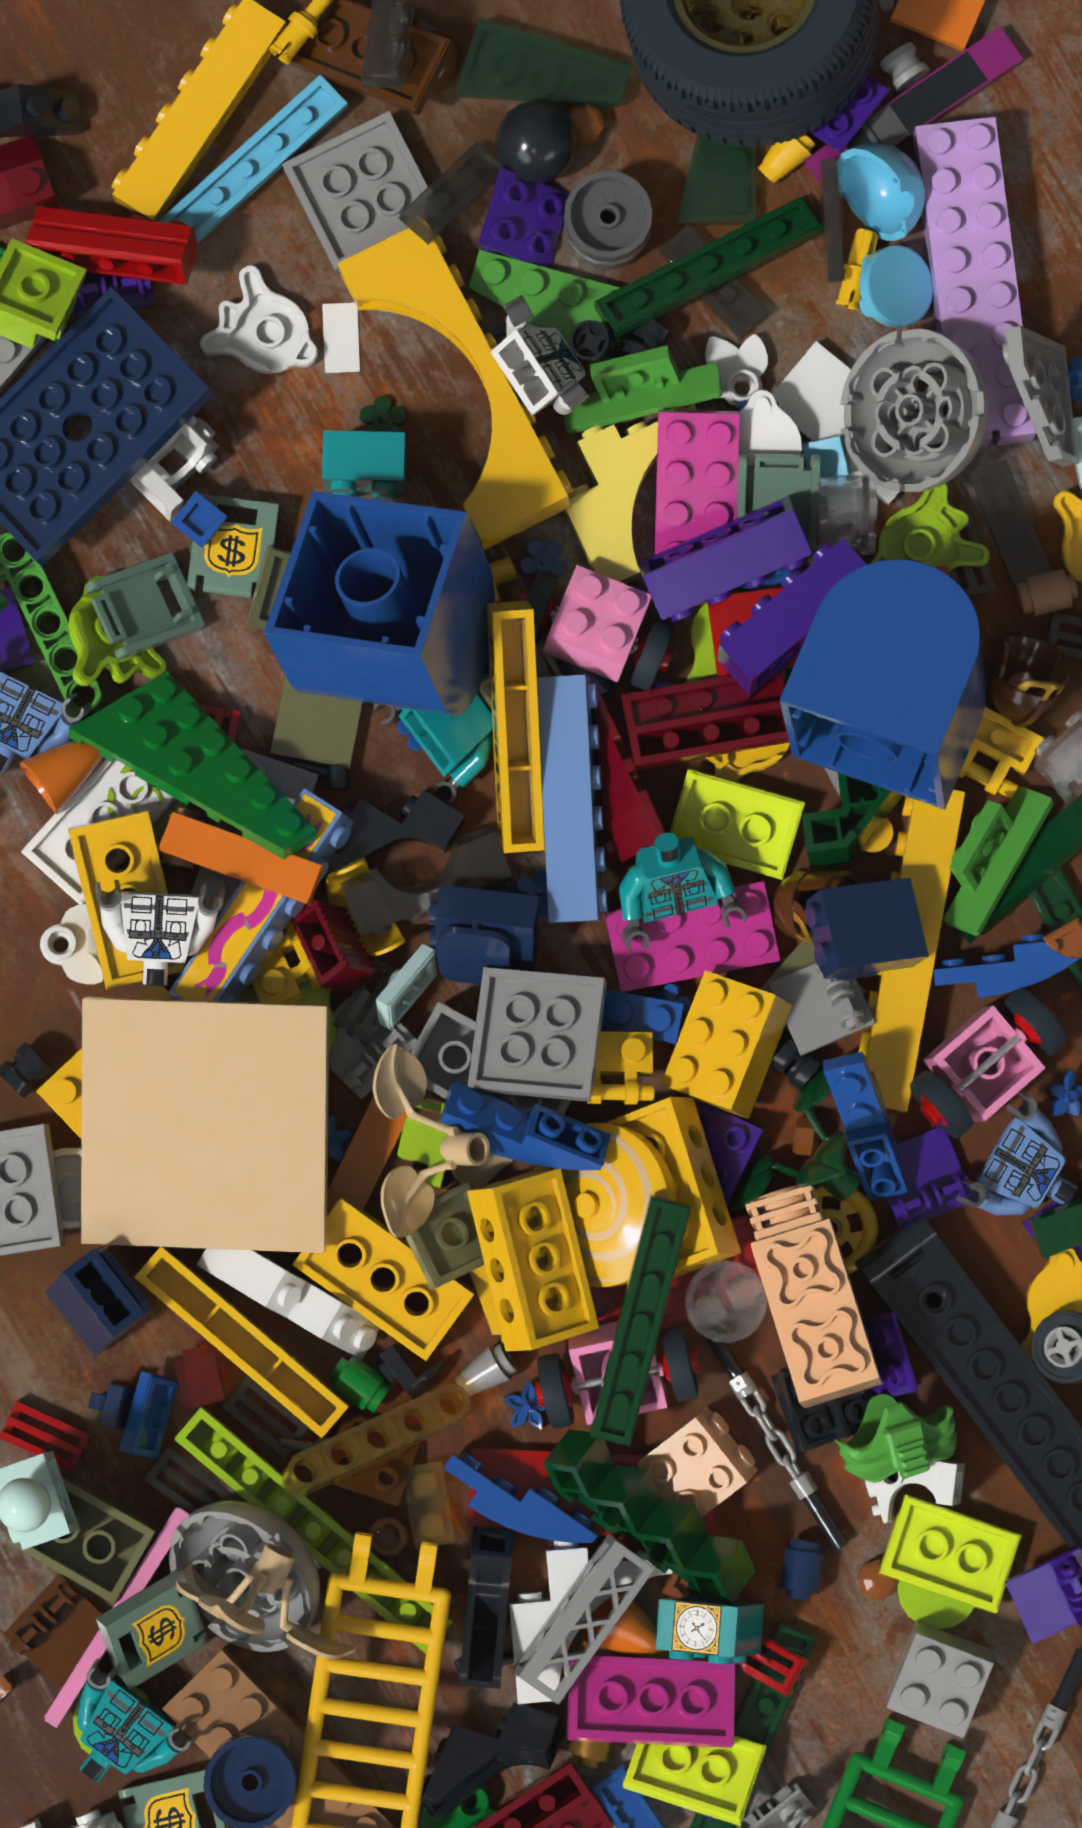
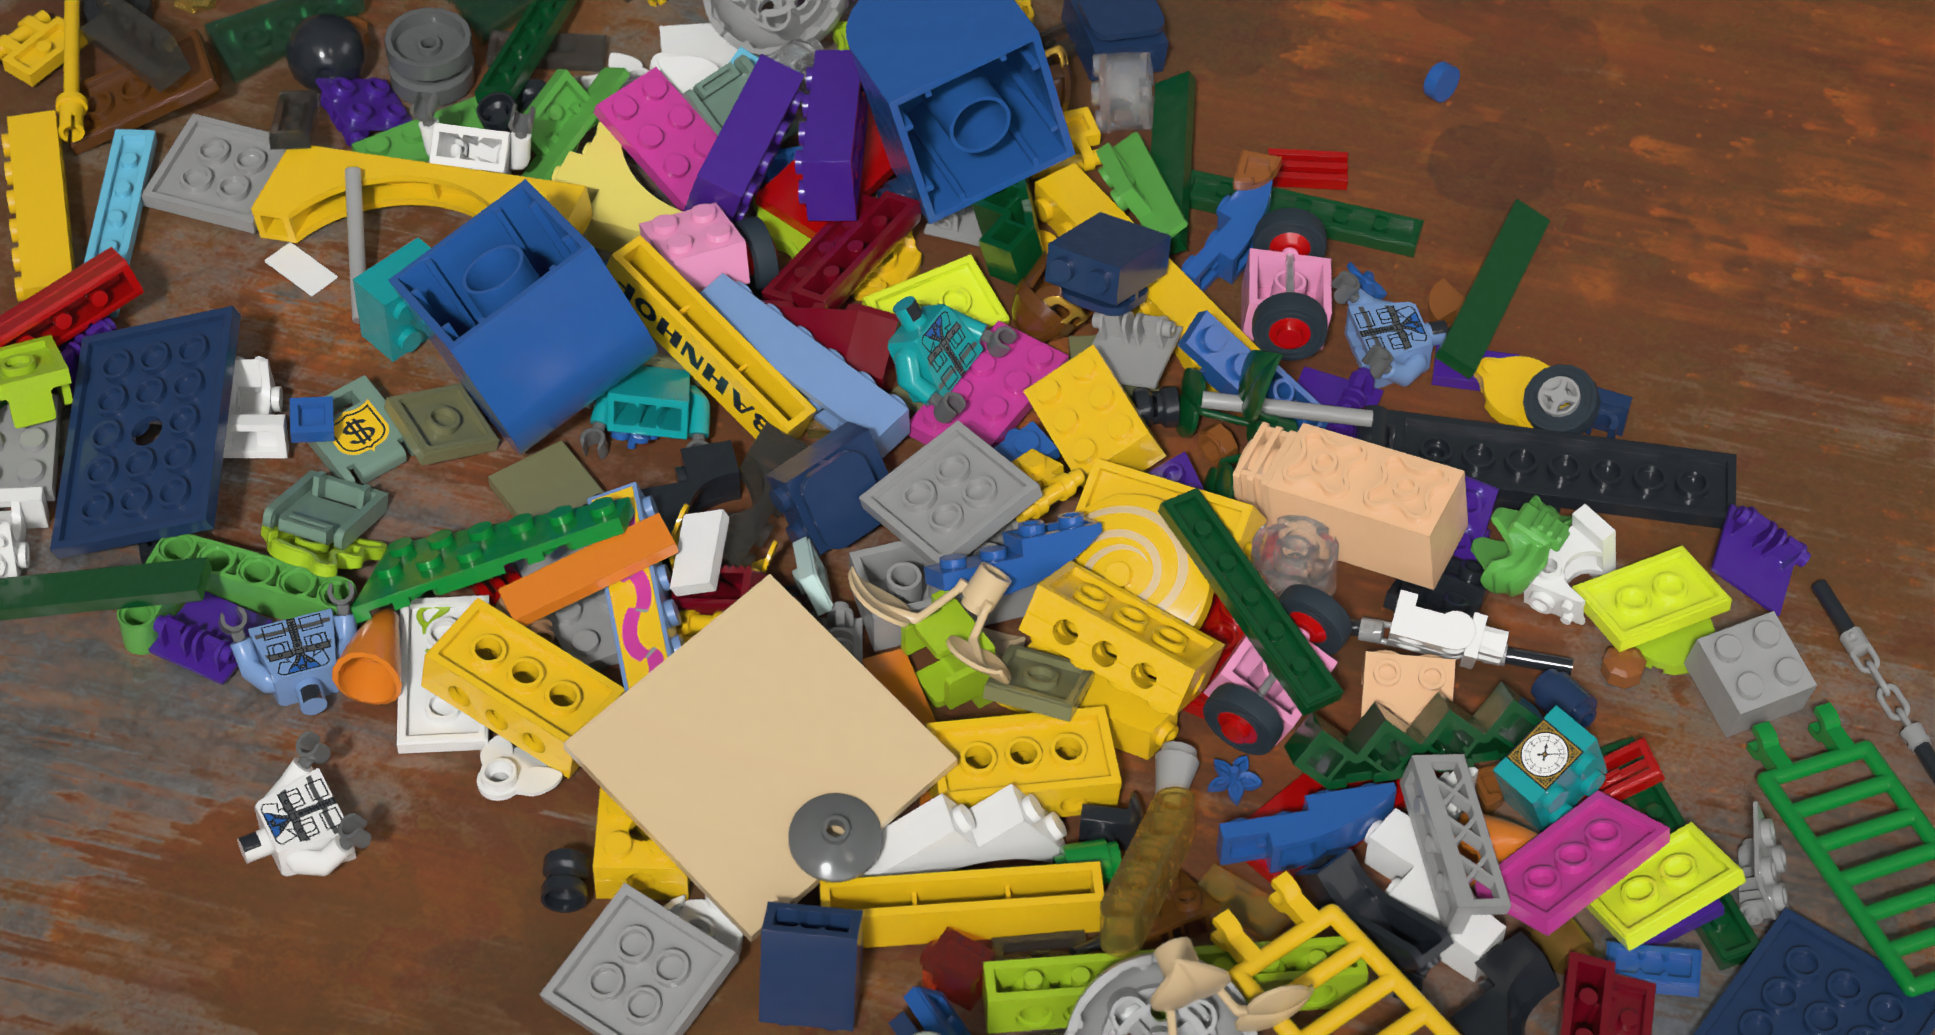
camera: 45 degrees left, 35 degrees down
(158, 926) = (571, 656): torso -> none
(207, 1217) = (835, 857): none -> dark grey dish
(262, 330) = (253, 295): white tile -> none
(329, 913) = (699, 553): none -> white tile
(383, 368) = (355, 228): none -> light grey bar
(761, 1457) = (1445, 635): none -> white hips
(863, 1179) = (1292, 409): none -> light grey bar

